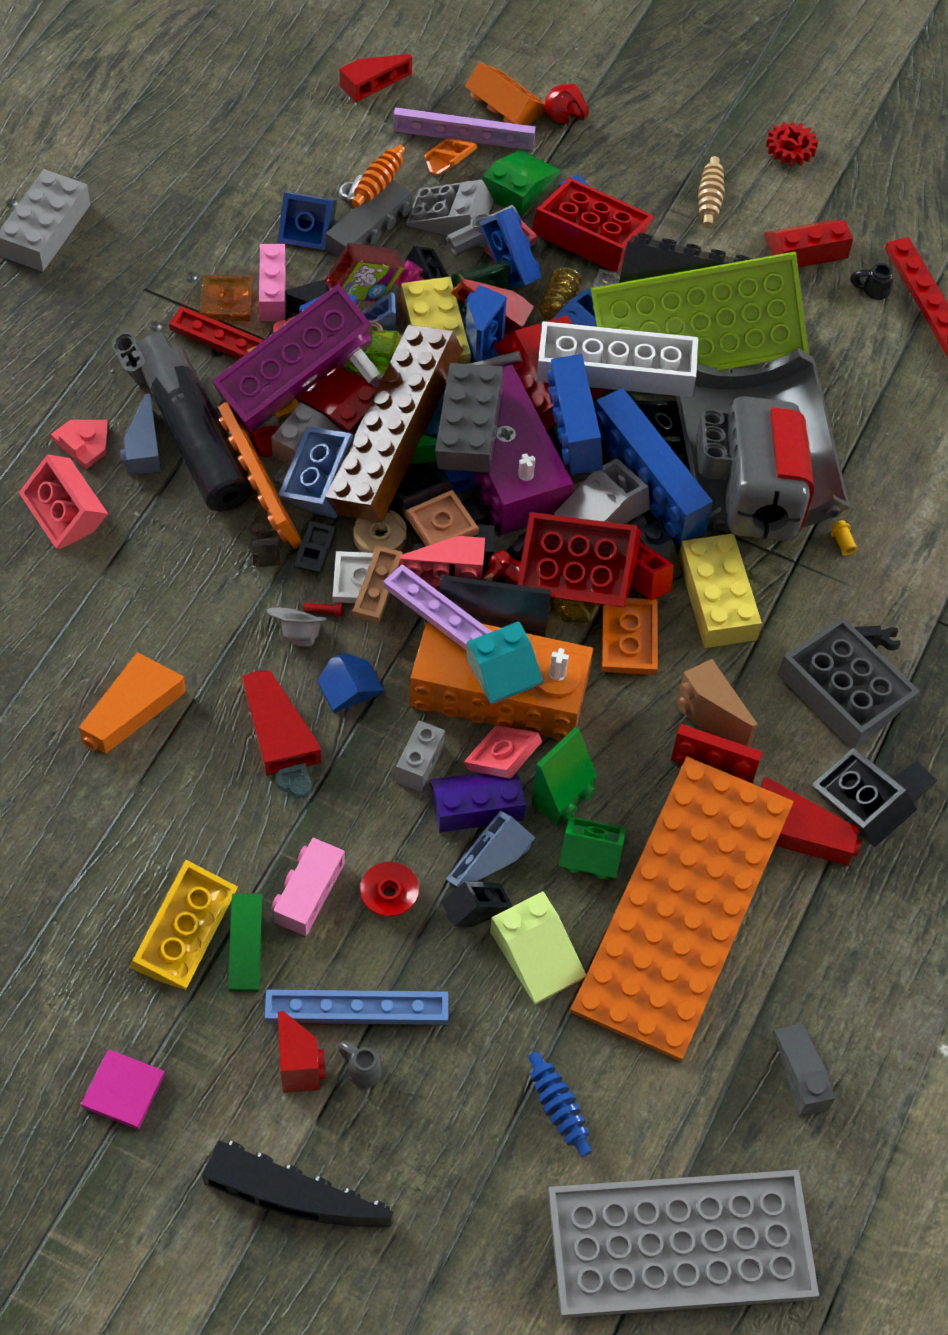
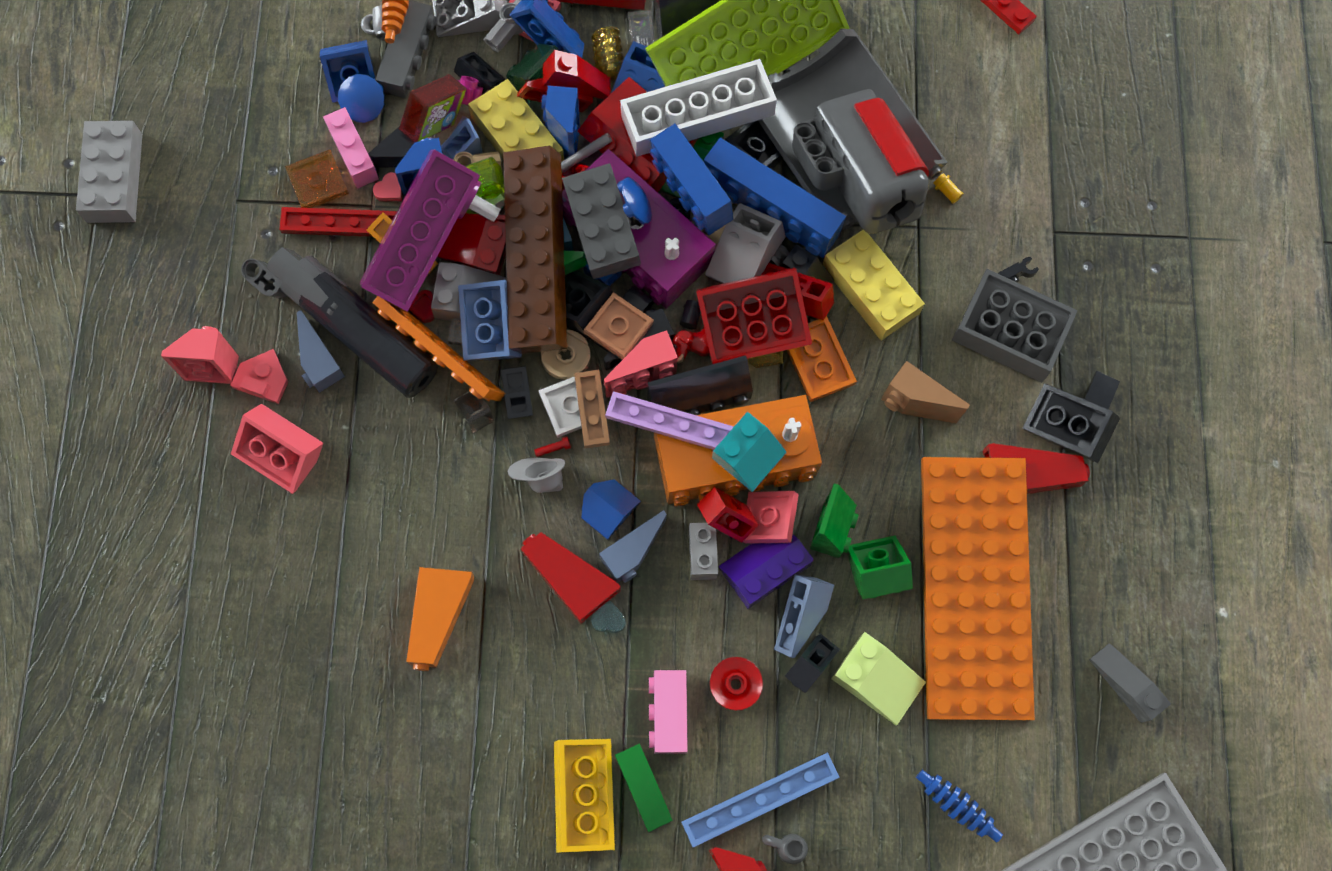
camera: 25 degrees left, 15 degrees up
(38, 393) = (202, 356): none -> coral slope
(305, 245) = (361, 98): none -> blue dish
(348, 727) = (629, 552): none -> sand blue slope
(460, 728) = (727, 514): none -> red brick
(511, 411) = (636, 200): none -> blue dish
(521, 296) = (572, 71): none -> red slope
(716, 752) = (943, 443): red plate -> none

